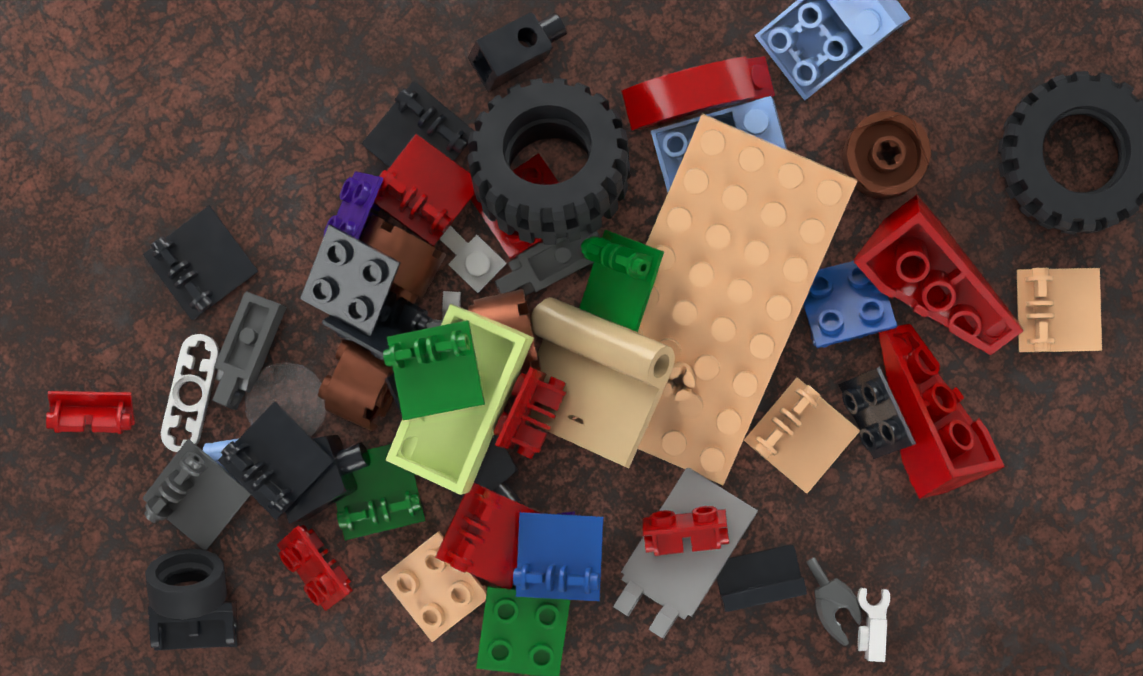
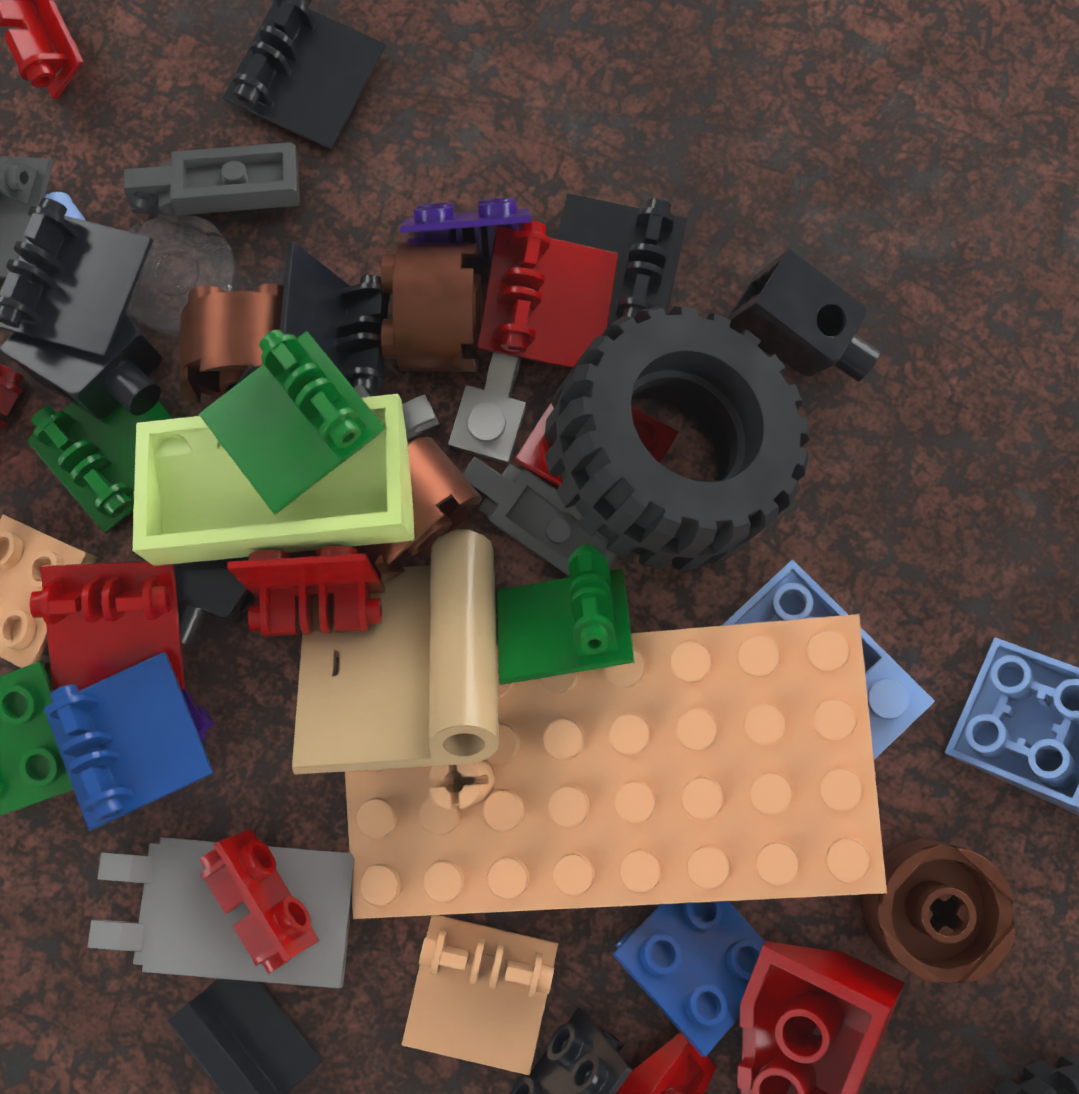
camera: 60 degrees right, 5 degrees down
(184, 359) = (103, 129): white beam -> none
(351, 281) = (366, 253): hinge -> none
(697, 91) = (886, 591): red arch -> none

